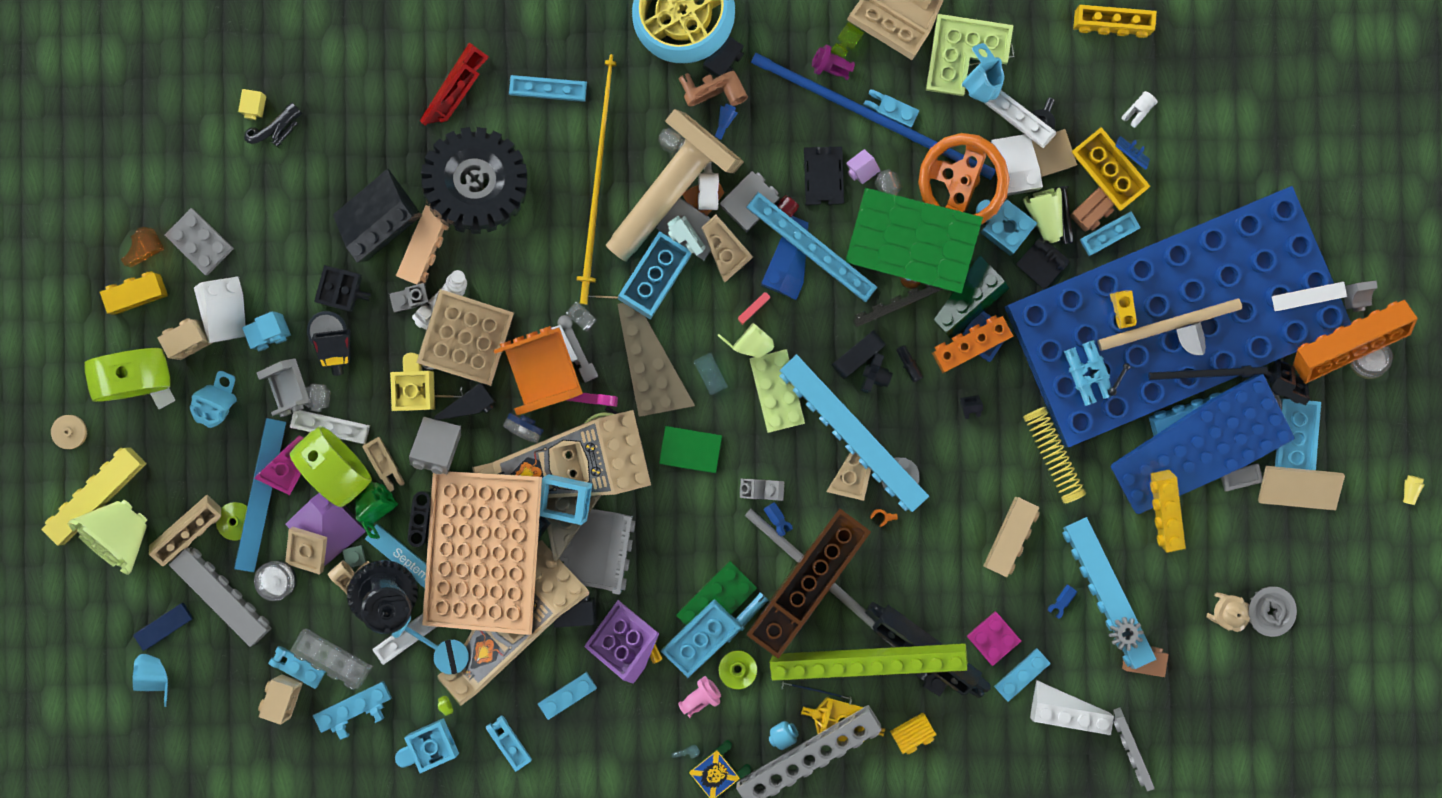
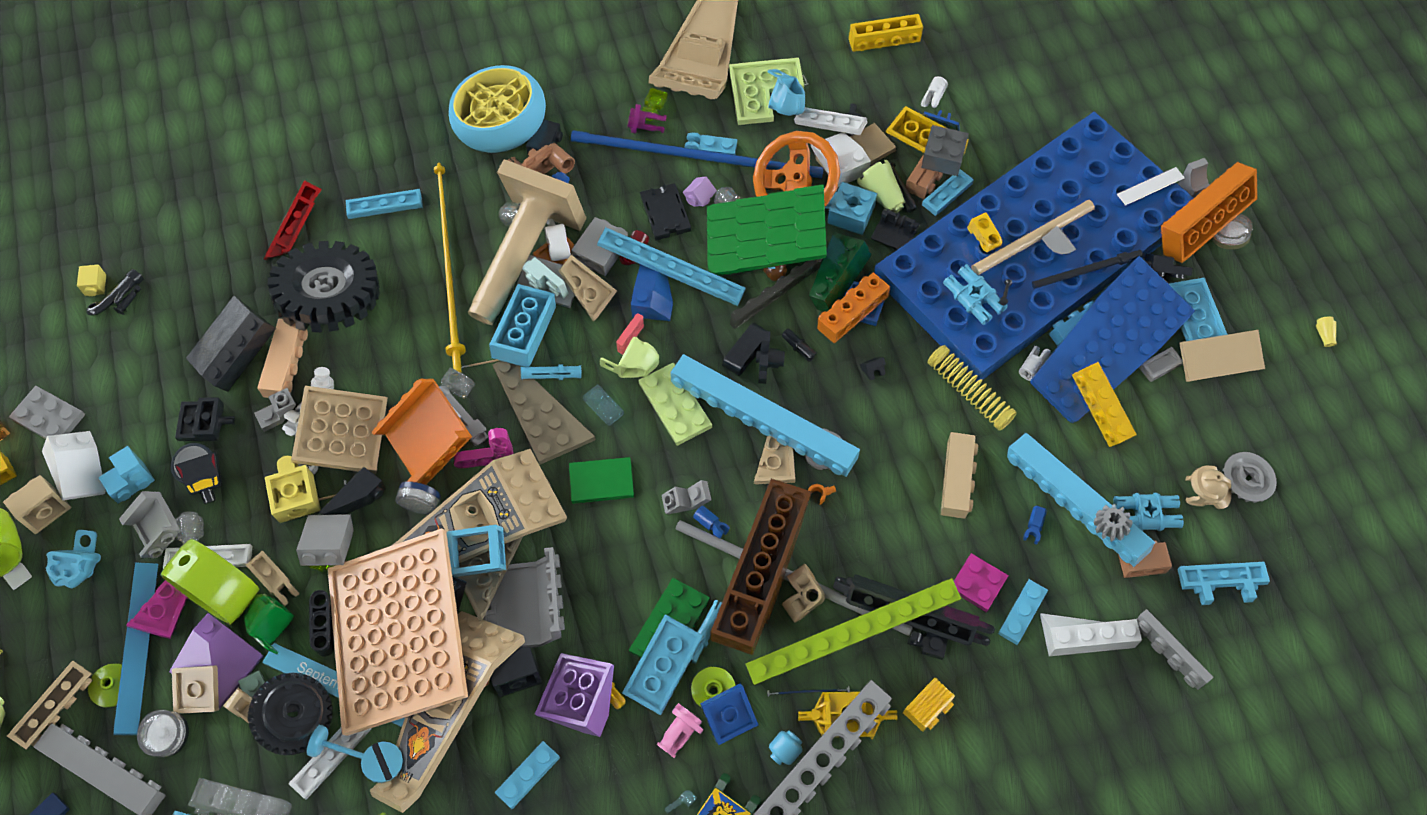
camera: 20 degrees left, 25 degrees down
(670, 329) = (551, 372): none -> medium azure pin
(744, 696) = (729, 714): none -> blue plate
(841, 601) = (799, 604): none -> tan piece
(1120, 199) = (944, 150): none -> dark grey brick
(1121, 446) = (1033, 363): none -> white hinge
(1165, 609) = (1153, 505): none -> medium azure pin
(1223, 698) = (1239, 575): none -> medium azure hinge

